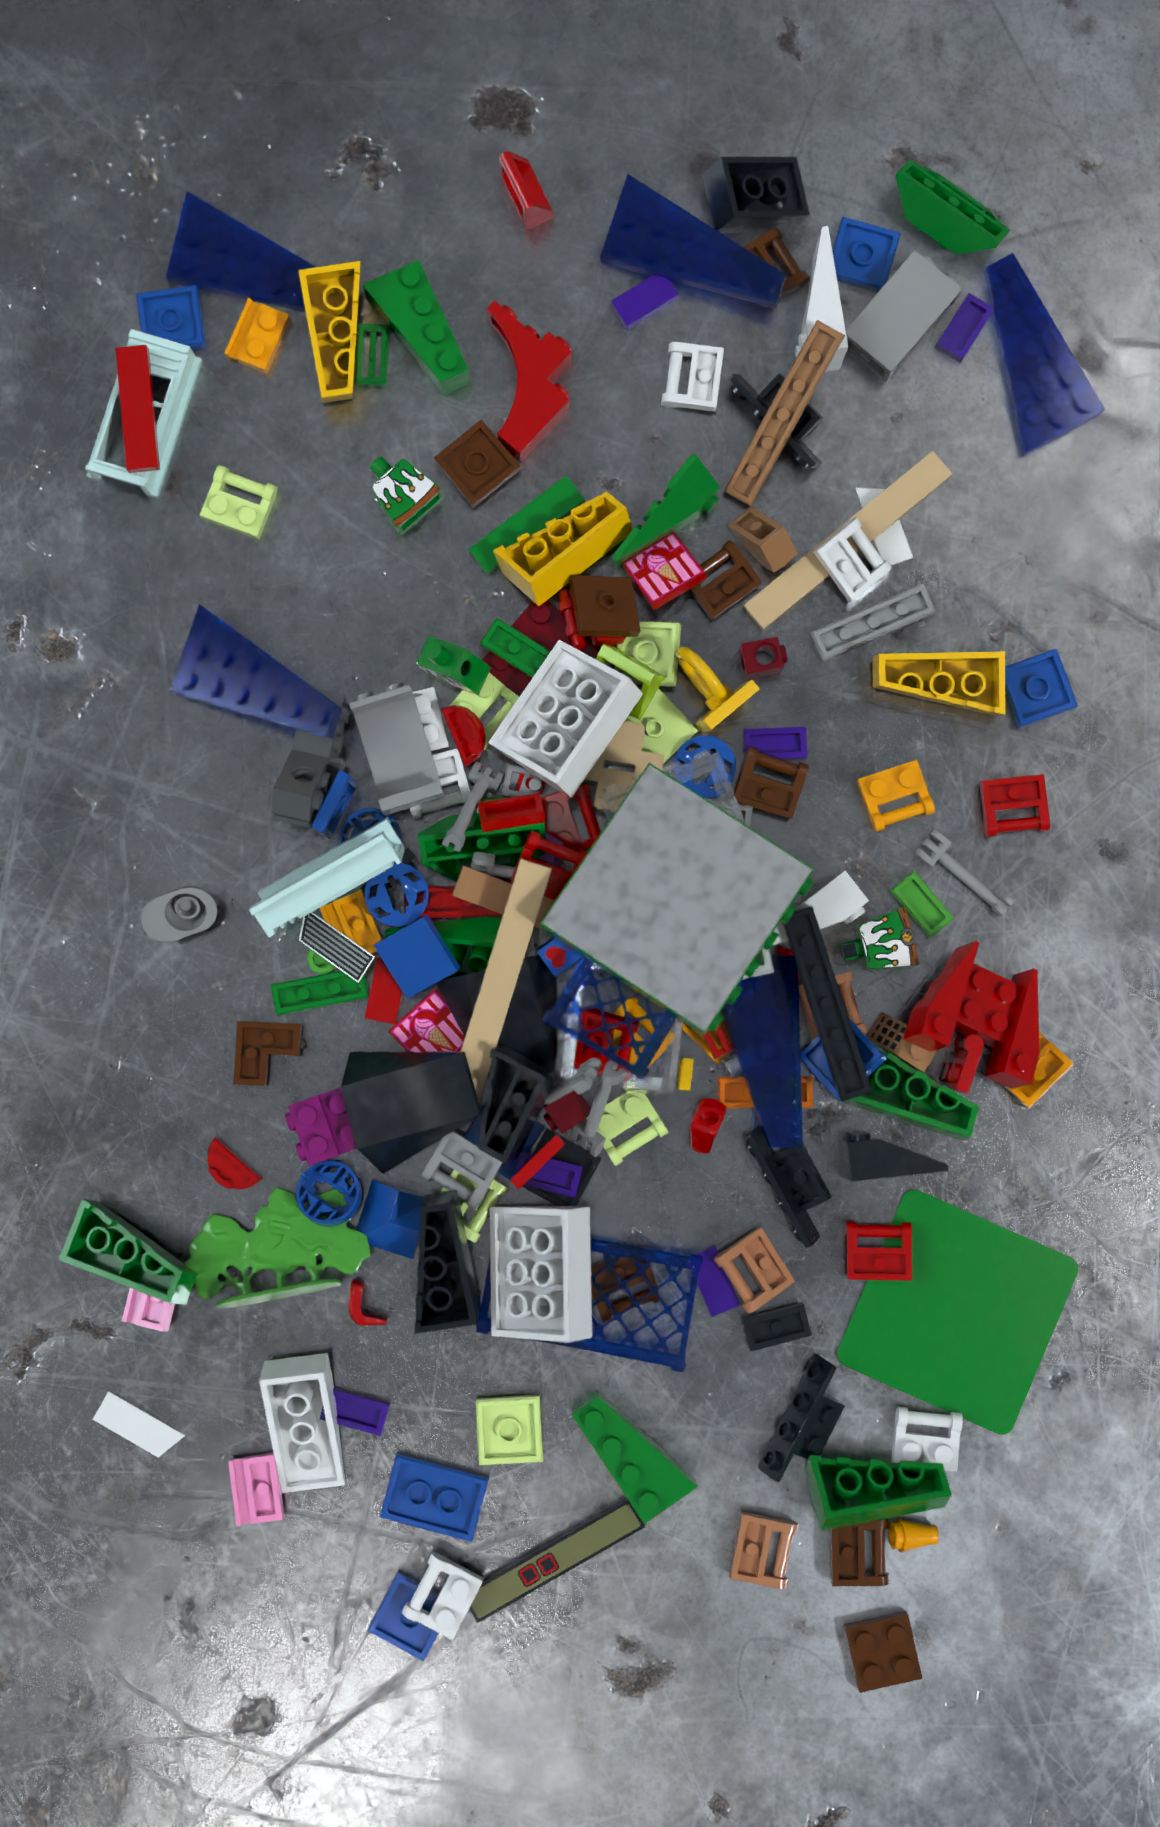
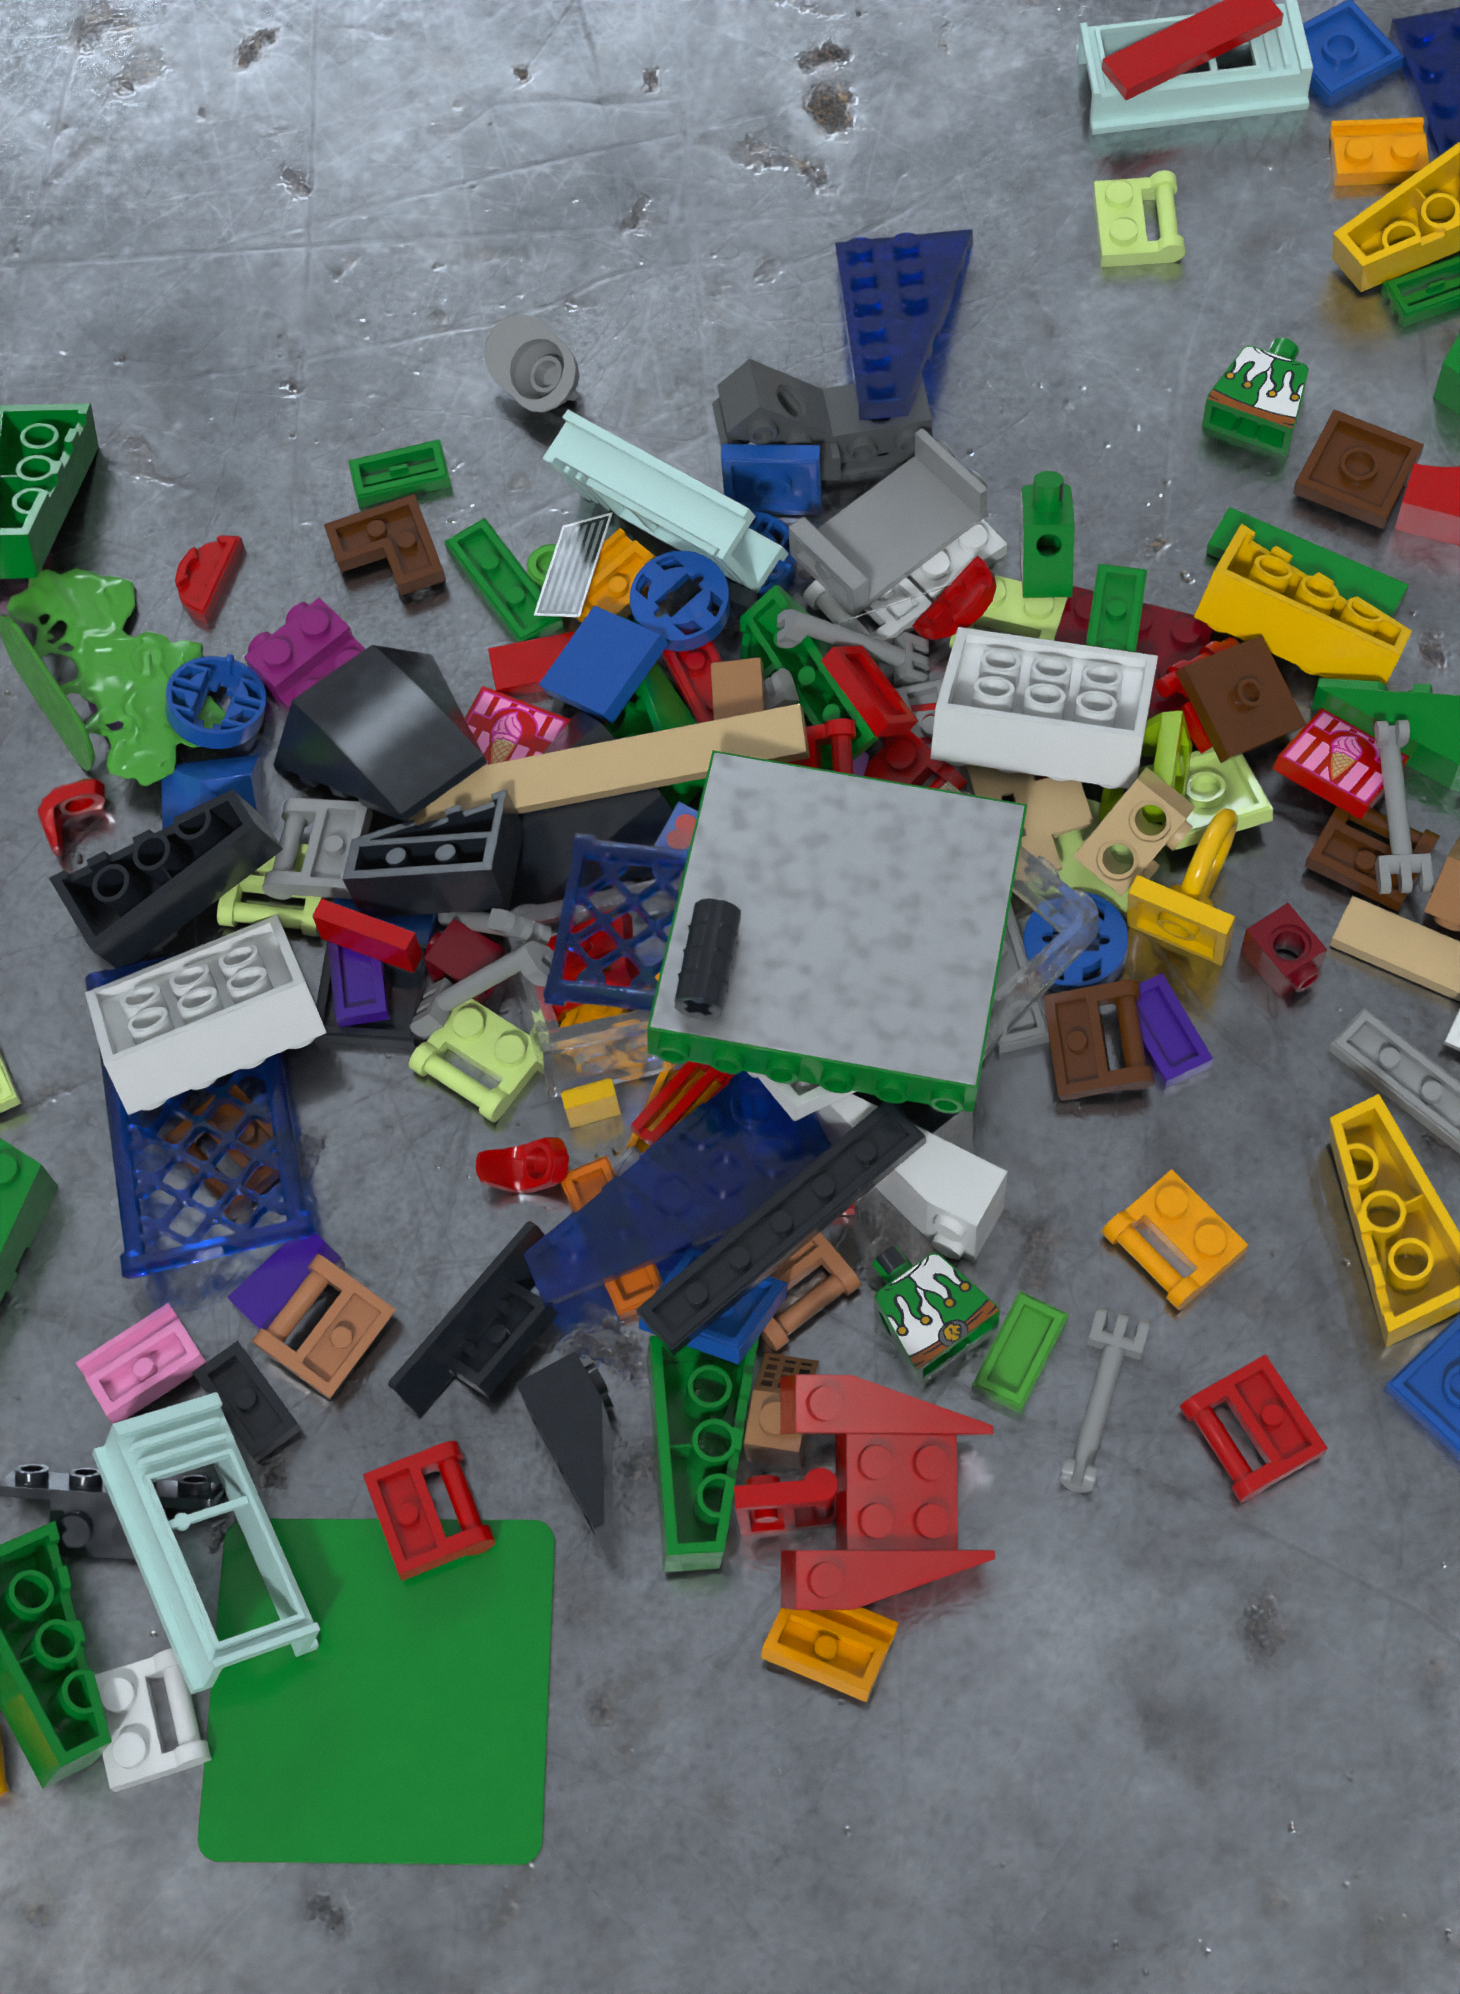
camera: 75 degrees right, 20 degrees down
(222, 1029) = (400, 479): none -> green tile
(454, 776) = (892, 604): none -> sticker
(669, 706) = (1129, 828): none -> tan brick
(683, 983) = (707, 959): none -> black axle
(730, 1377) = (141, 1364): none -> bright pink plate
(742, 568) = (1402, 860): none -> light grey hinge
(802, 1389) = (171, 1444): none -> light aqua piece

